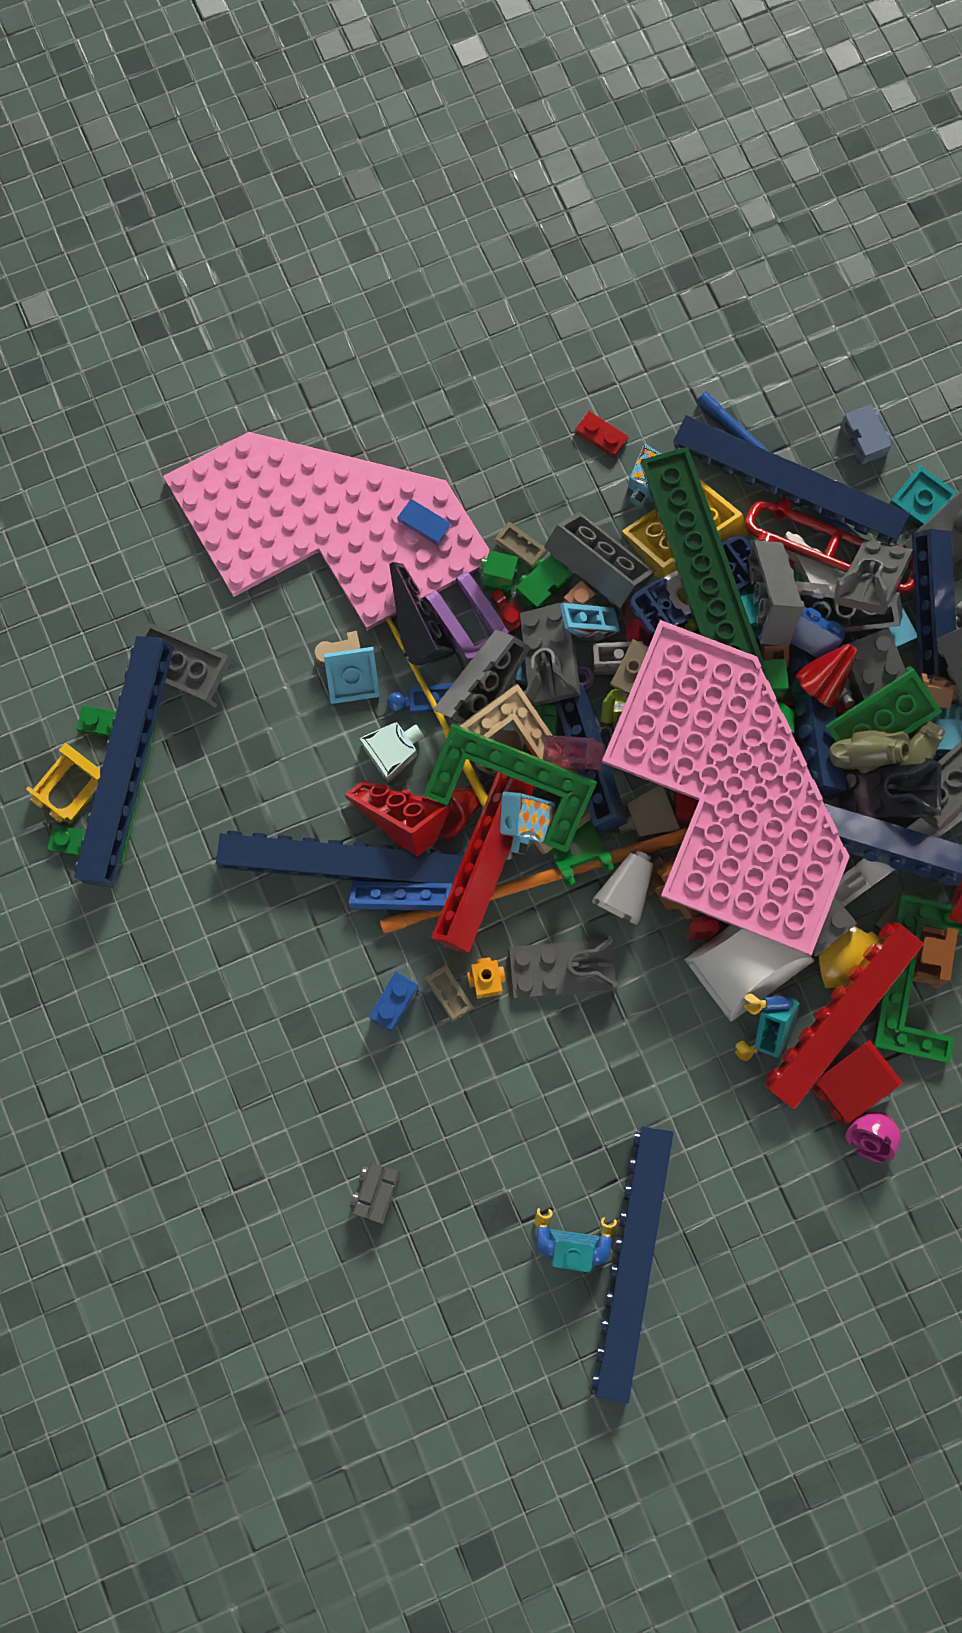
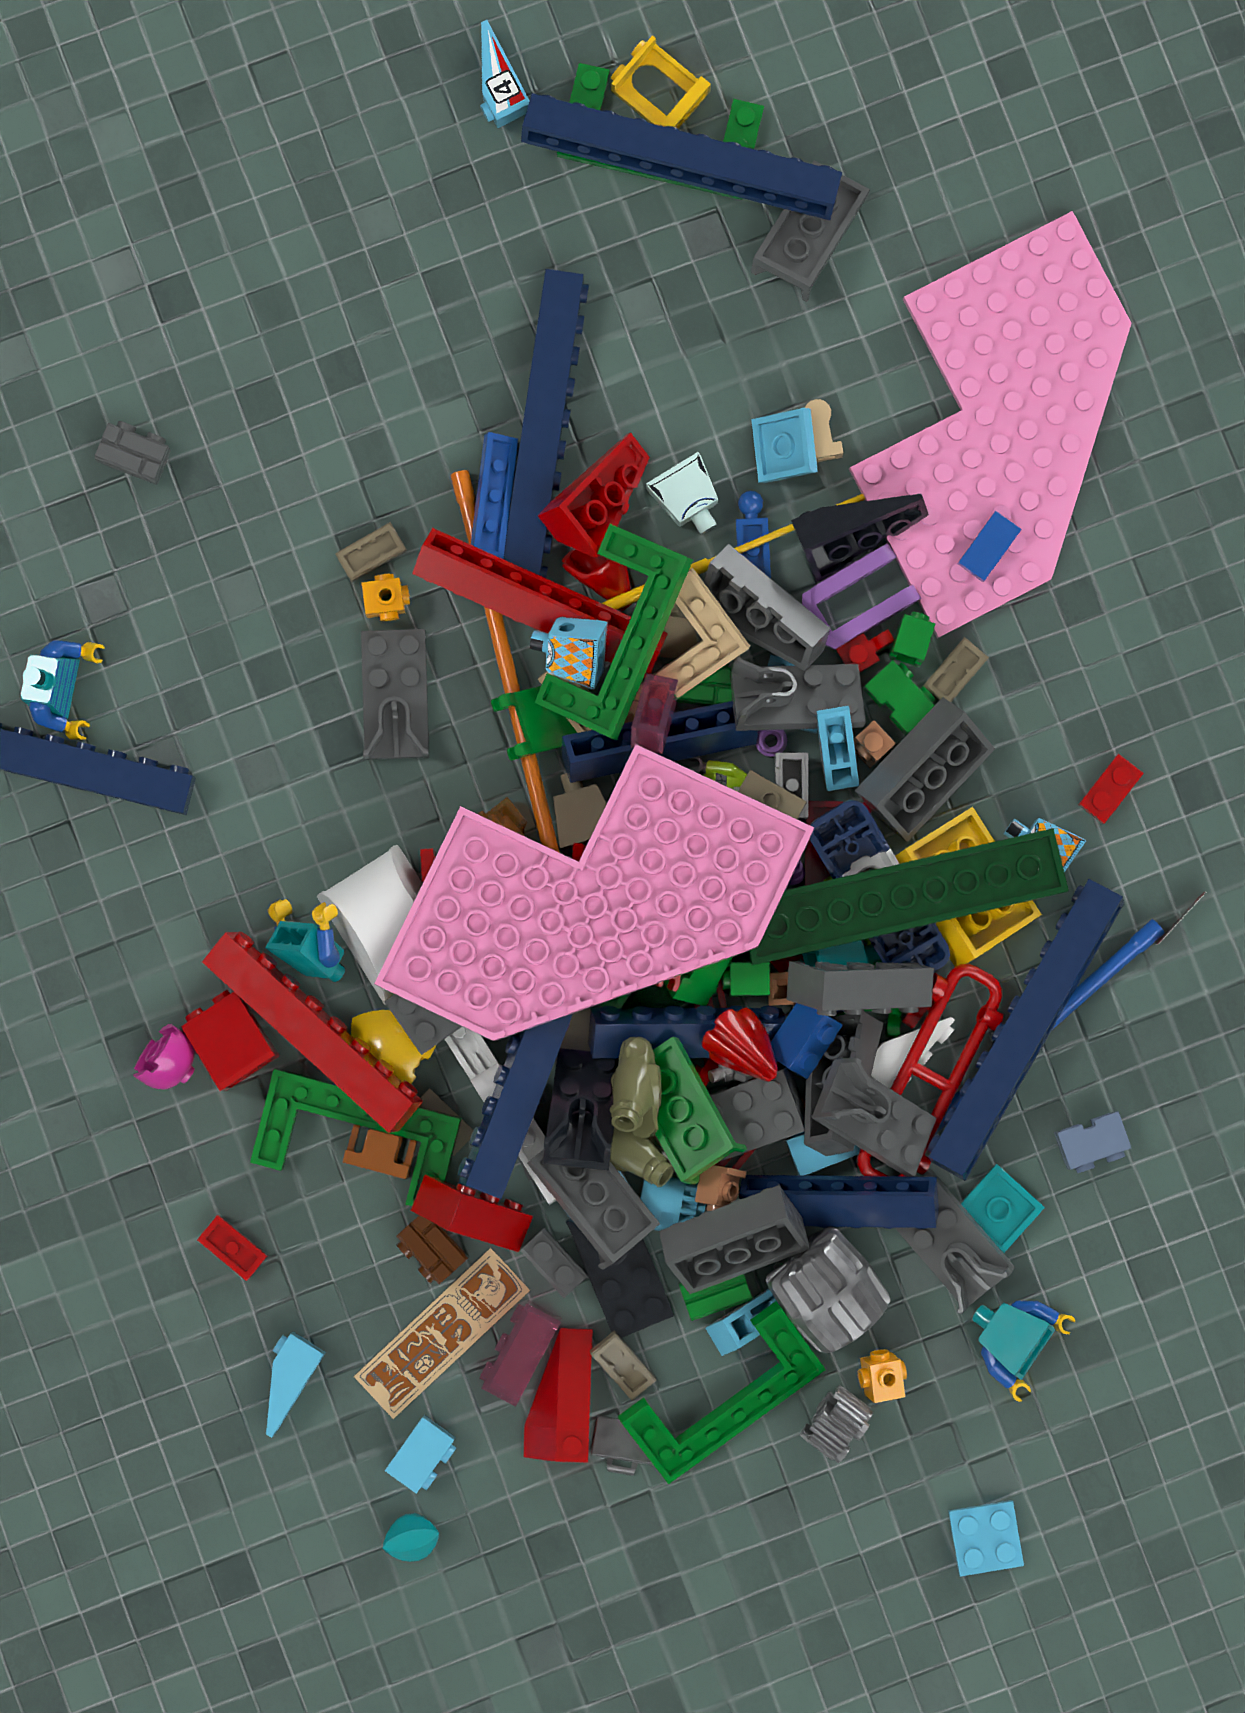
camera: 90 degrees right, 10 degrees up
(66, 909) = (501, 89): none -> slope
(394, 1002) = (361, 483): blue brick -> none
(627, 888) = (483, 774): light grey cone -> none
(694, 380) = (1180, 918): none -> sticker

